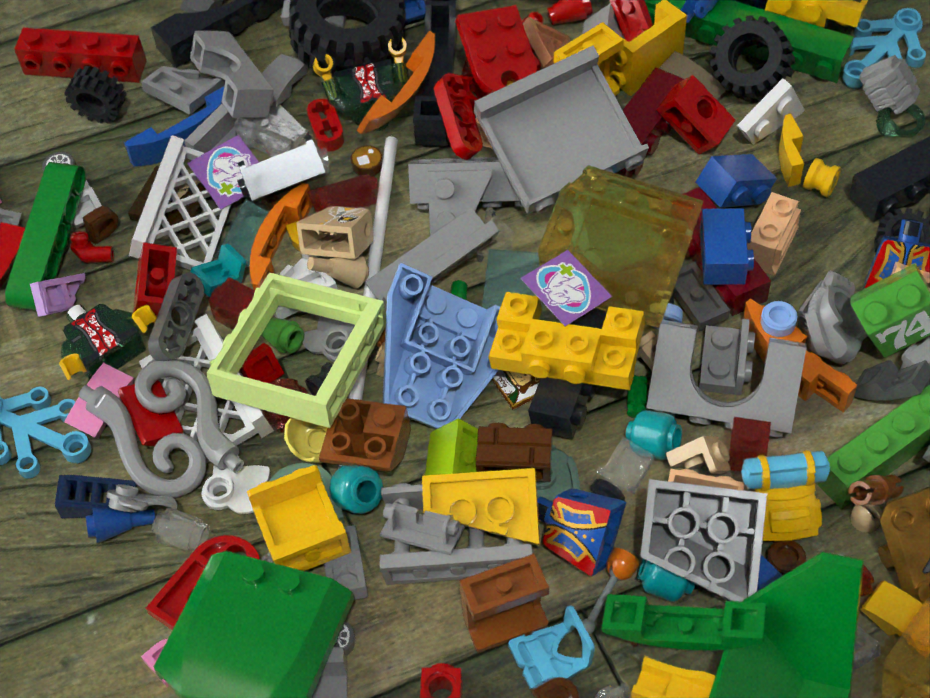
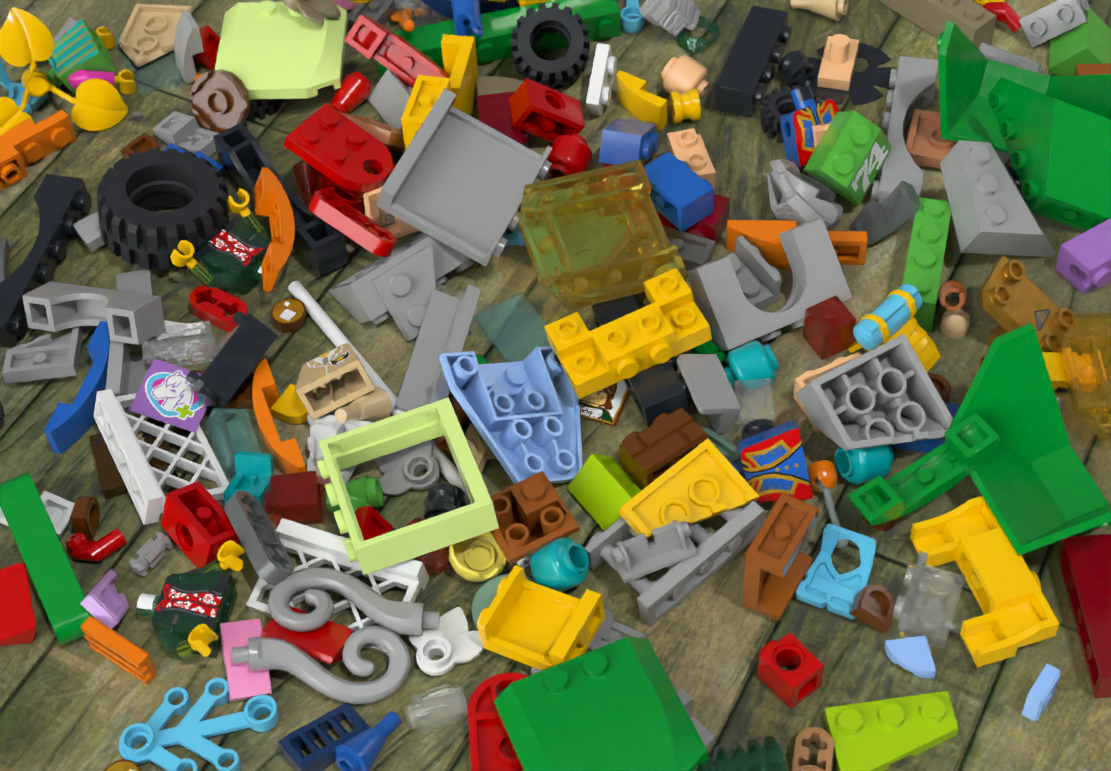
camera: 40 degrees left, 5 degrees down
(33, 335) = (119, 650): none -> orange tile
(116, 279) = (150, 554): none -> light grey piece
(127, 499) = (367, 714): light grey plate -> none
(348, 193) = (302, 347): clear red hinge -> none
(566, 287) = (595, 289): sticker -> none
(597, 427) = (710, 389): none -> light grey panel
(682, 164) = (569, 155): none -> red head
(699, 452) = (799, 360): tan bracket -> none
(778, 319) = (765, 220): light blue tile -> none
(847, 151) = (685, 74): none -> light nougat head

